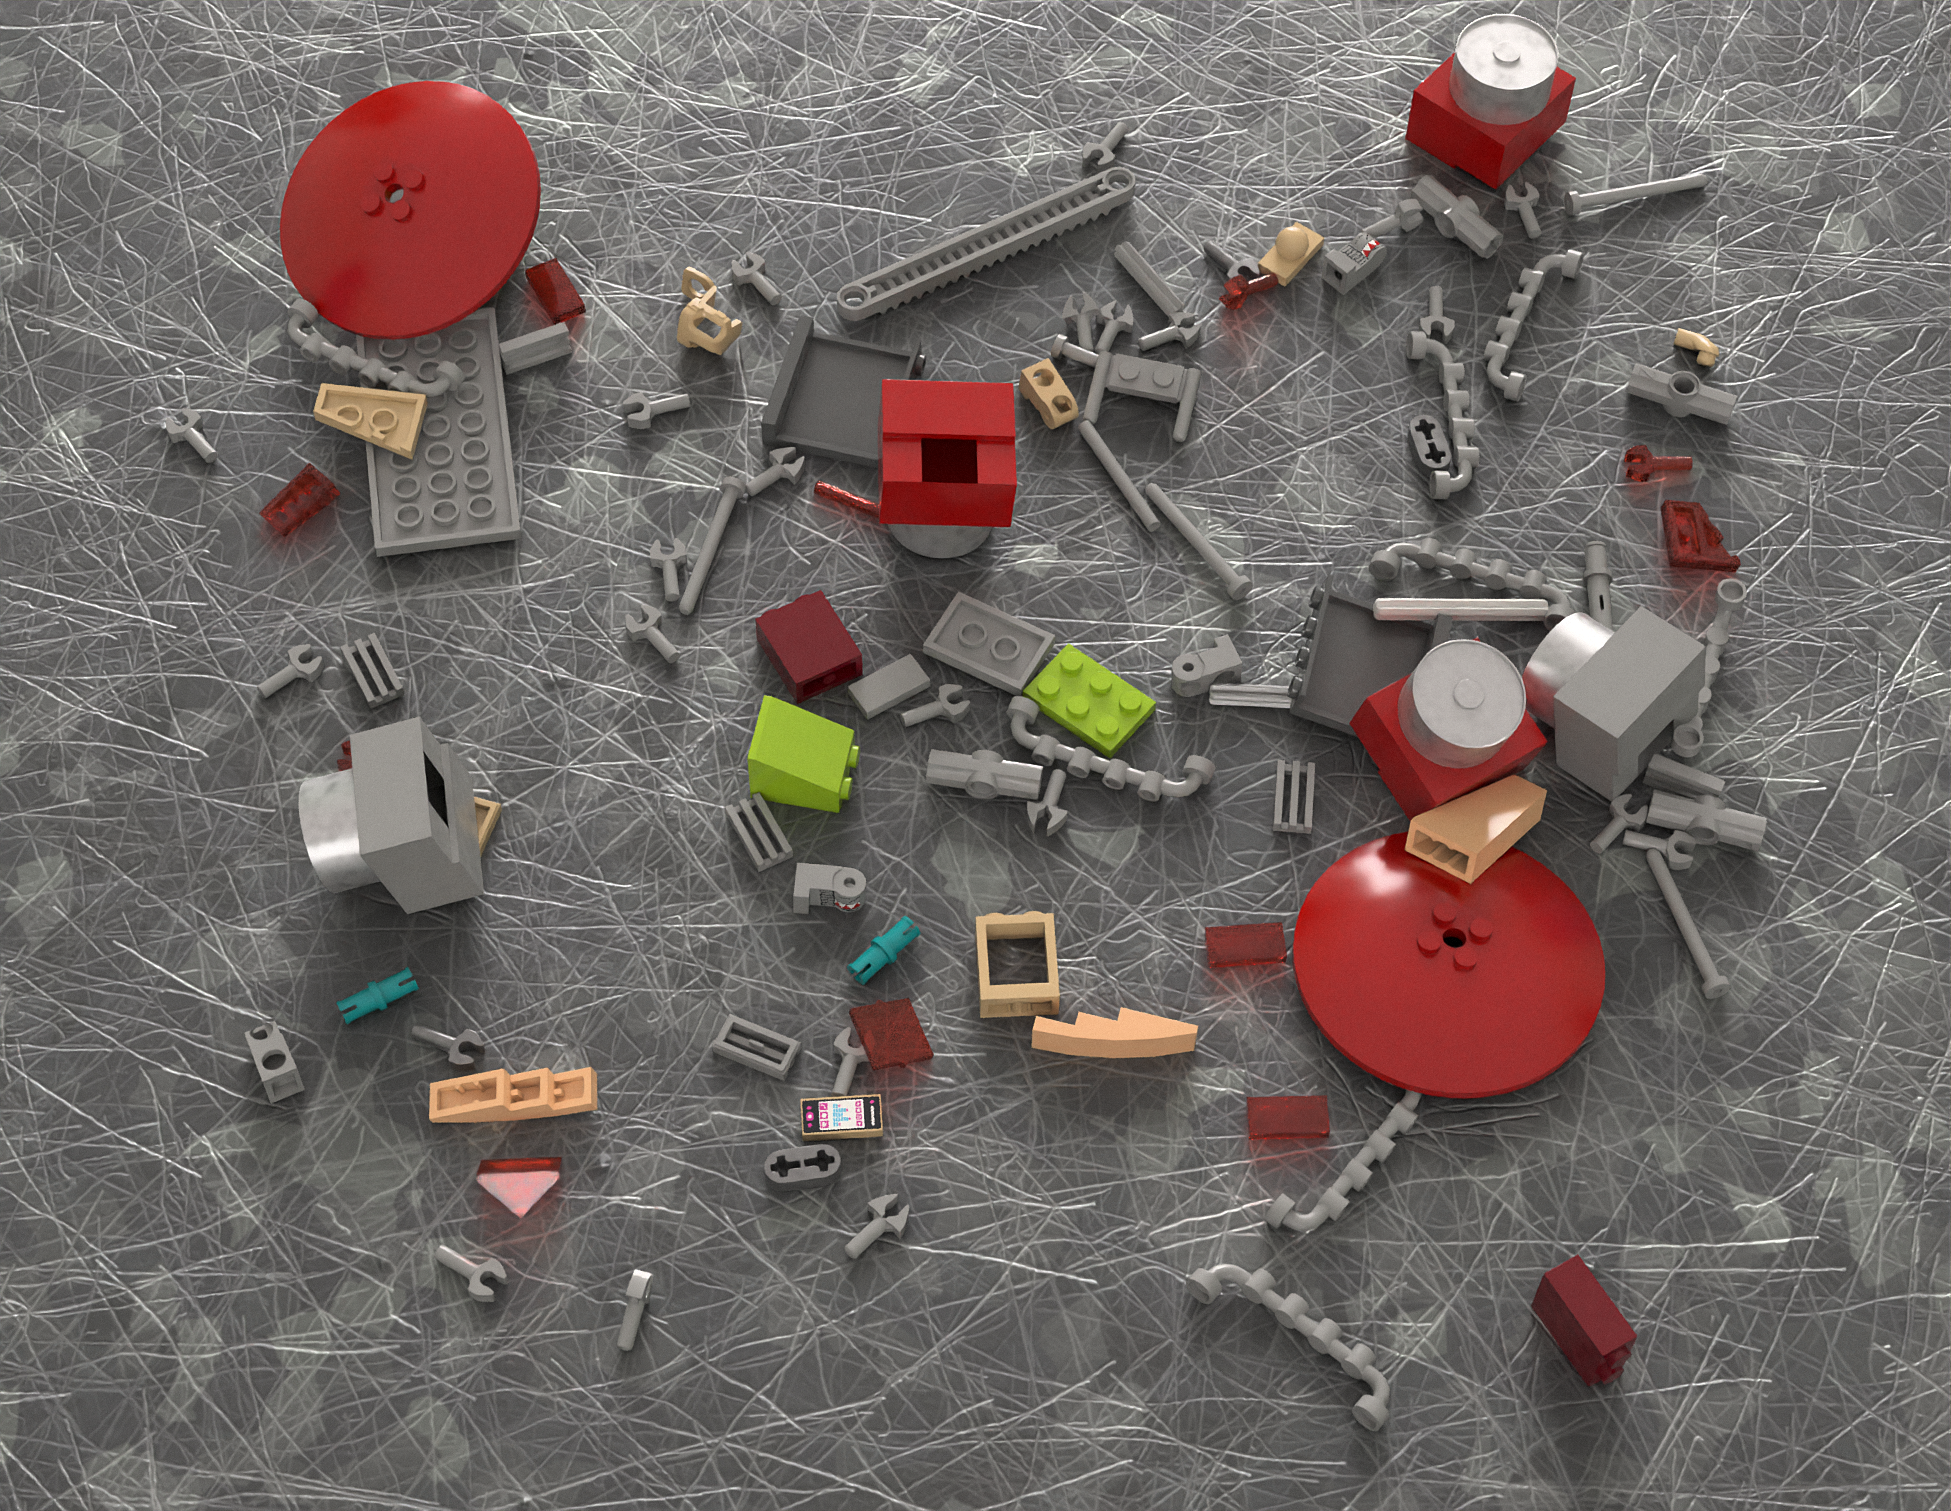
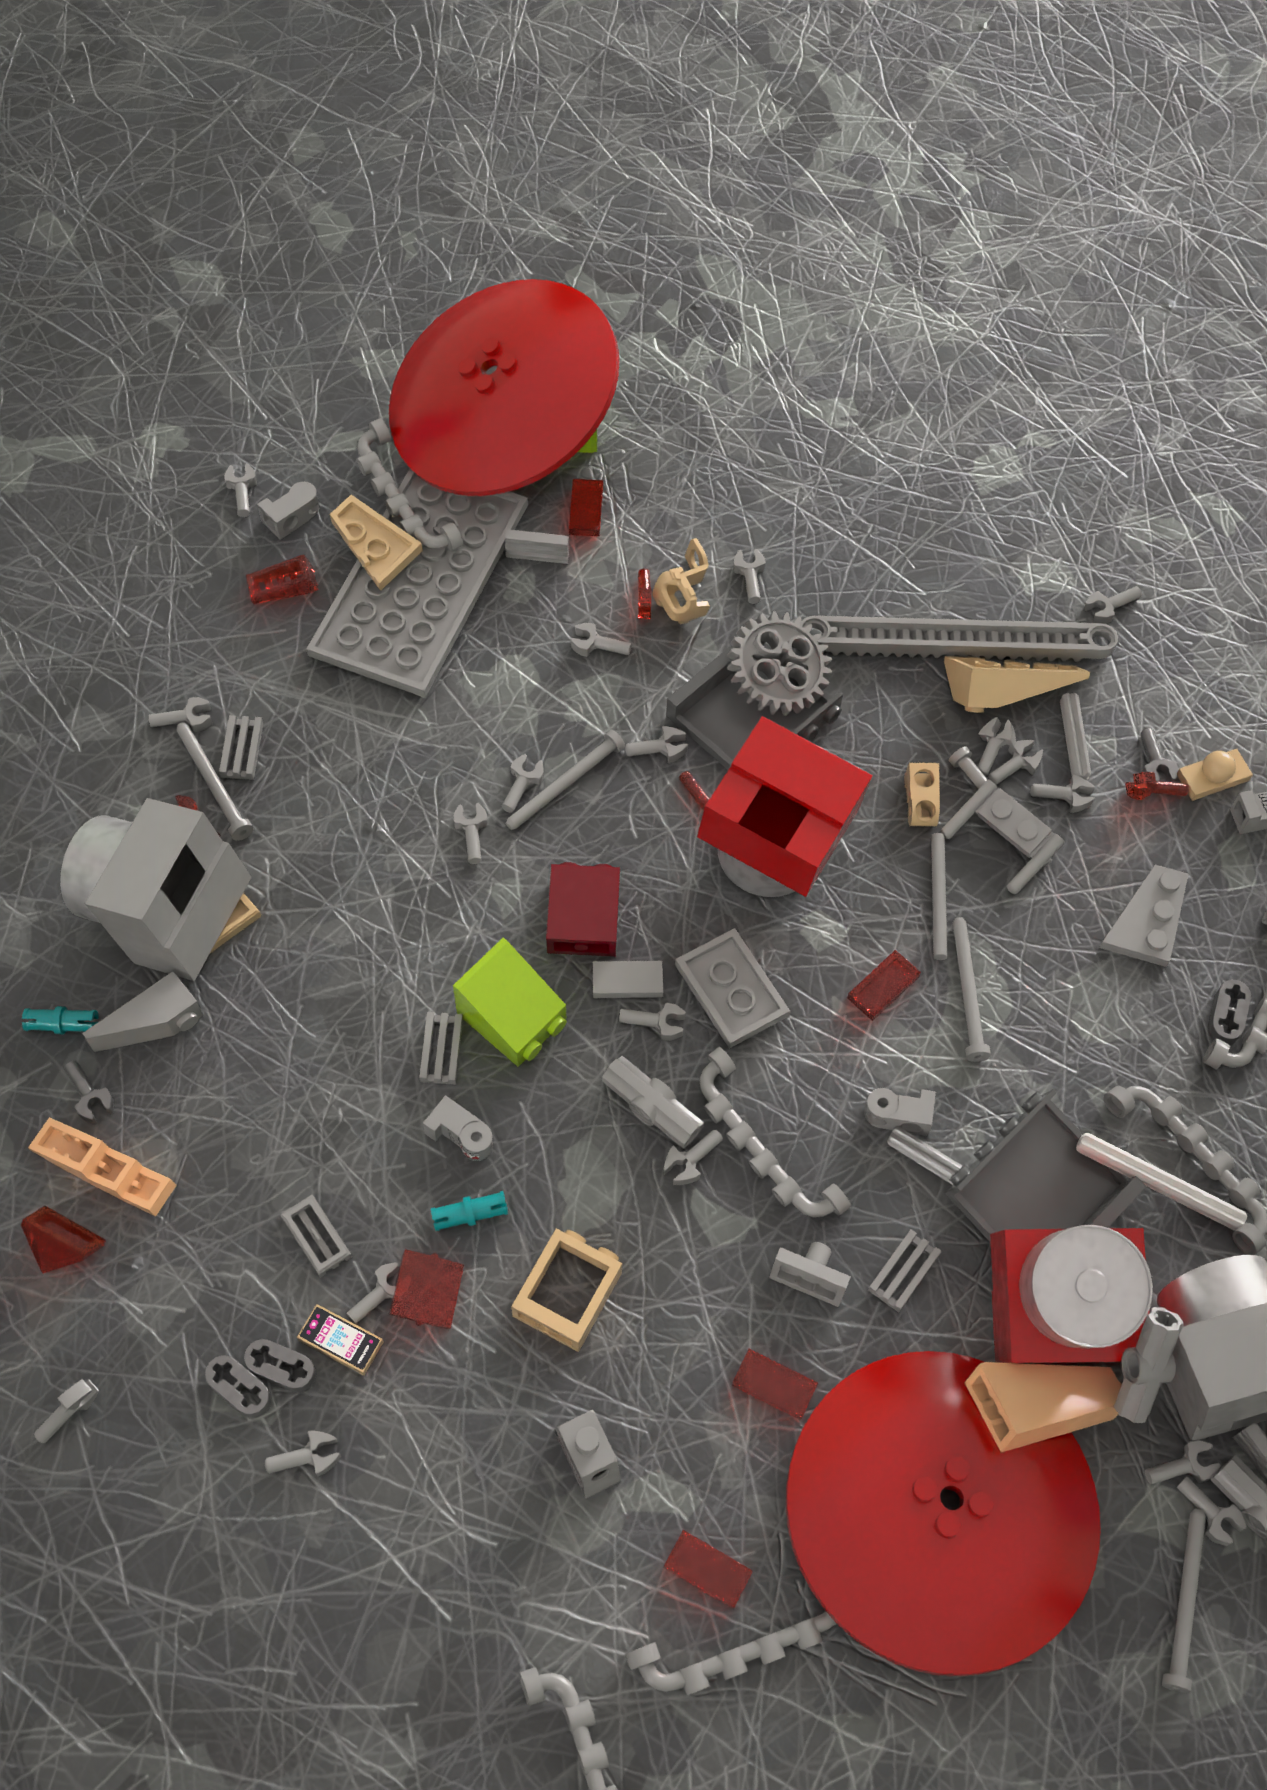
camera: 30 degrees right, 5 degrees up
(260, 432) = (290, 510): none -> light grey leg
(346, 704) = (239, 827): none -> light grey bar
(465, 945) = (150, 1016): none -> light grey slope
(671, 342) = (644, 594): none -> clear red bar
(777, 1205) = (232, 1393): none -> flat silver beam
(845, 341) = (779, 663): none -> light grey gear
(1056, 263) = (989, 685): none -> tan wedge
(1089, 700) = (785, 1083): lime plate -> none
(1120, 575) = (883, 985): none -> clear red tile
(1127, 1079) = (588, 1453): none -> light grey torso
(1128, 1037) = (619, 1411): light nougat slope -> none
(1218, 840) = (810, 1273): none -> light grey tile
(1313, 402) = (1150, 919): none -> light grey wing
(1547, 741) = (1148, 1364): none -> light grey piece

